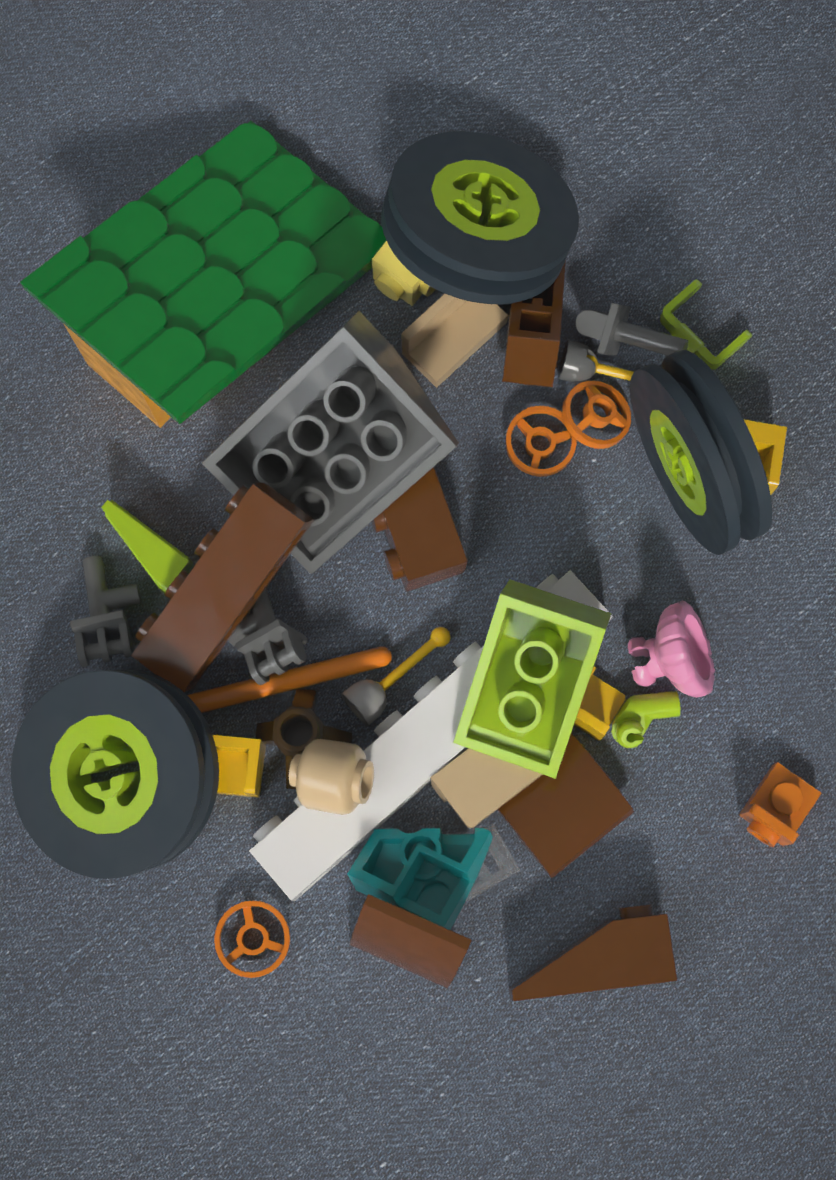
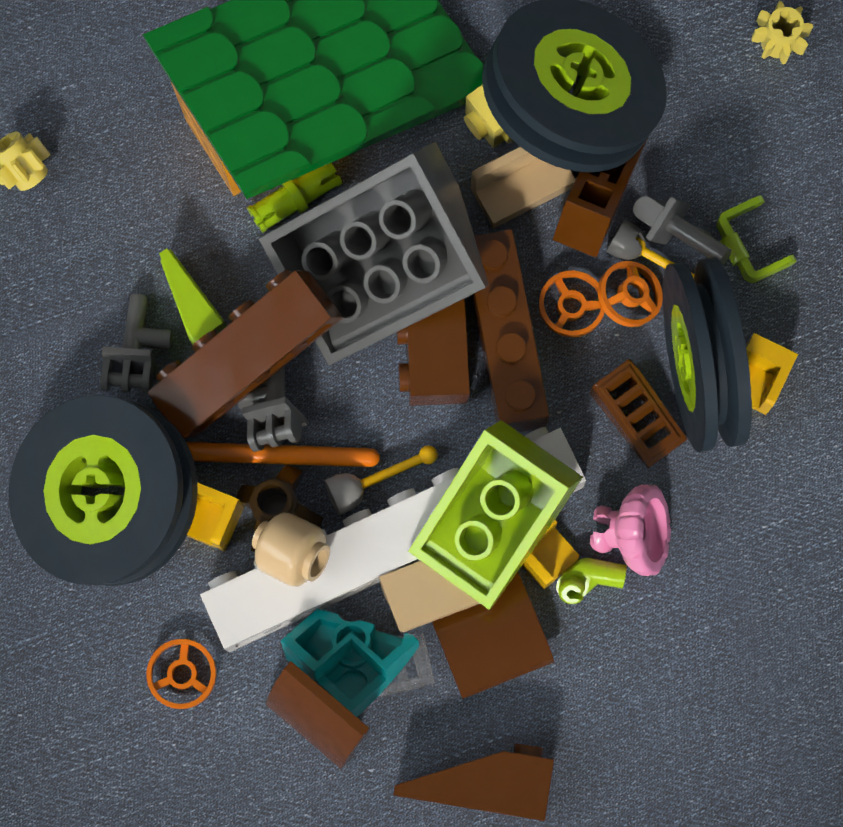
camera: 20 degrees right, 0 degrees up
(223, 411) = (293, 196): none -> lime pin
(490, 495) = (508, 336): none -> reddish brown brick
(615, 537) = (652, 404): none -> reddish brown slope
(669, 110) = (782, 32): none -> light yellow gear
(779, 806) = (688, 696): orange bracket -> none

